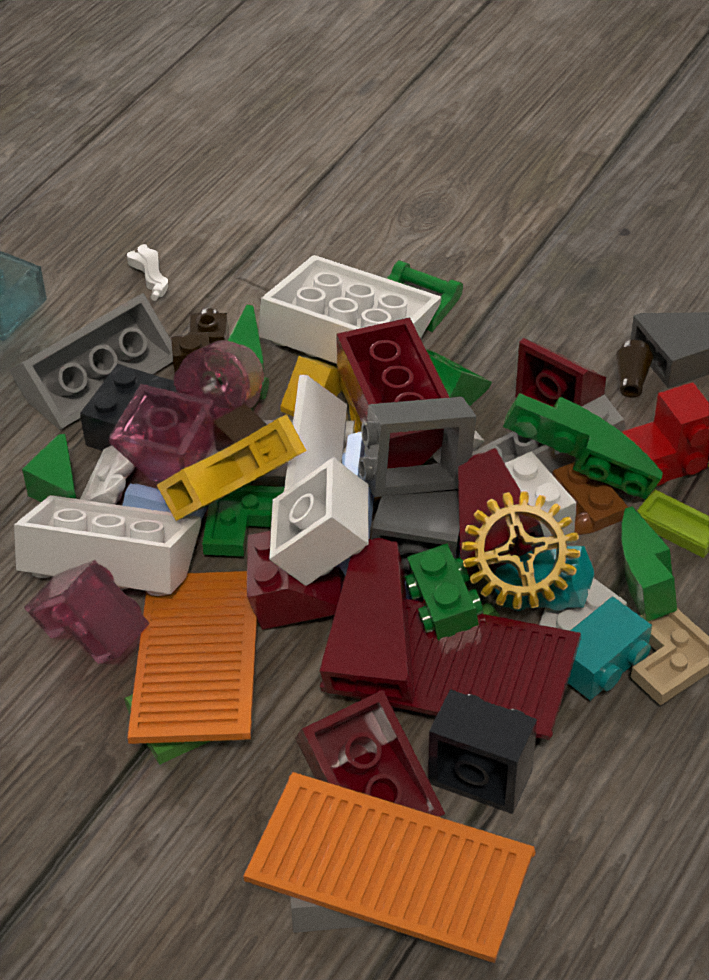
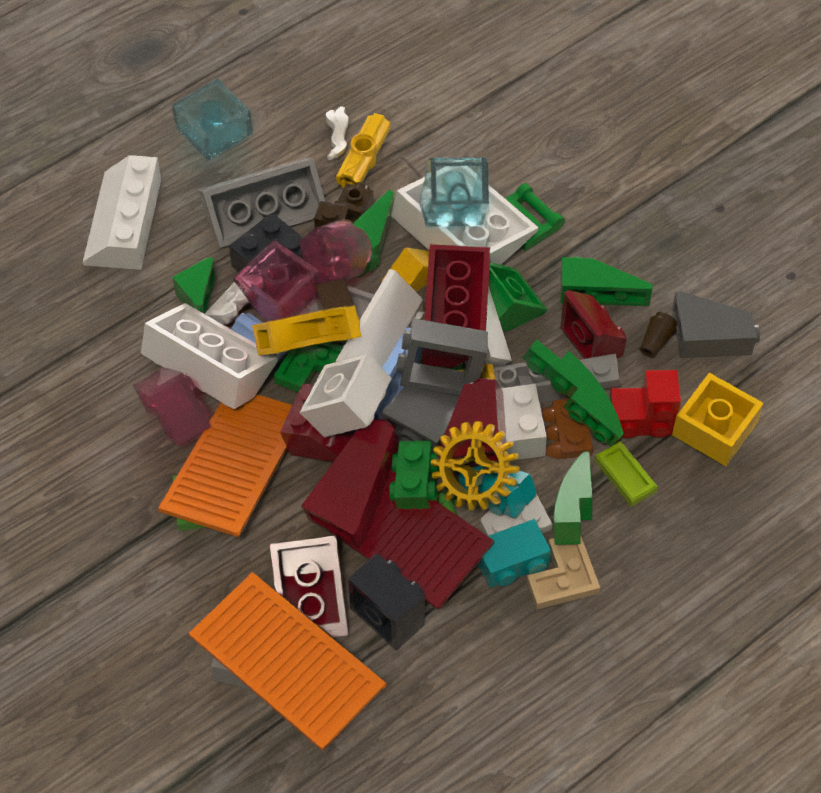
camera: 20 degrees right, 10 degrees up
(192, 277) = (363, 150): none -> yellow piece
(337, 274) = (455, 192): none -> clear light blue slope
(559, 331) = (603, 282): none -> green slope

